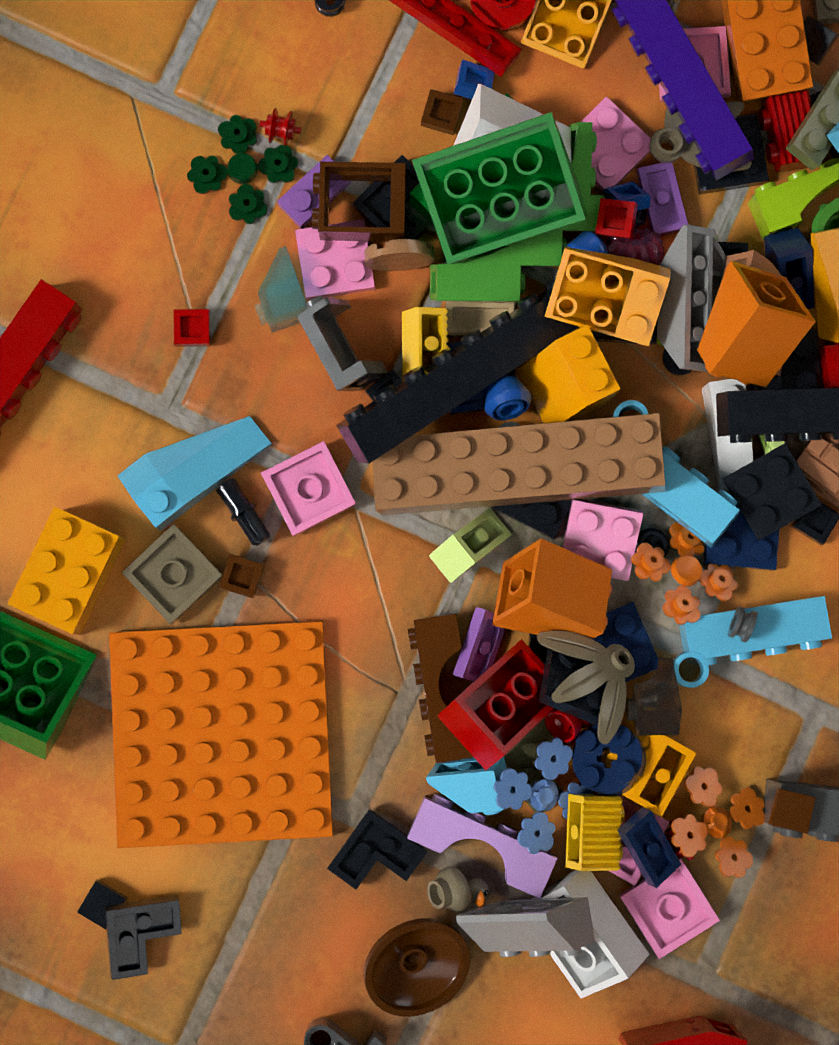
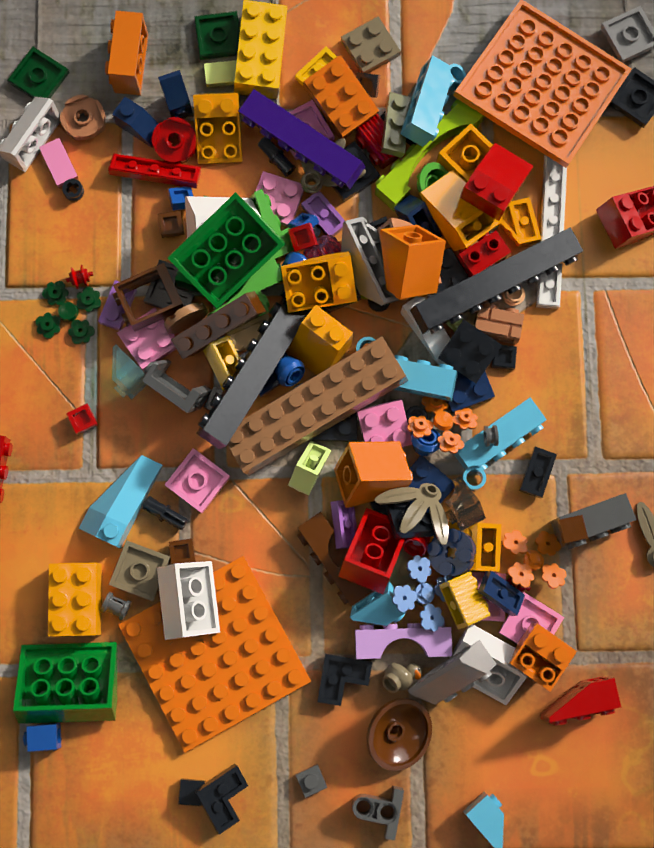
camera: 25 degrees left, 5 degrees down
(117, 606) = (115, 606): none -> dark grey bush
(217, 647) = (188, 599): none -> white slope
(268, 968) = (311, 780): none -> dark grey plate
(440, 287) = (218, 324): none -> reddish brown arch
(635, 84) = (276, 156): none -> black axle
(647, 592) = (427, 444): none -> blue cone
(662, 960) = (542, 656): none -> orange slope
(783, 704) = (538, 472): none -> black plate

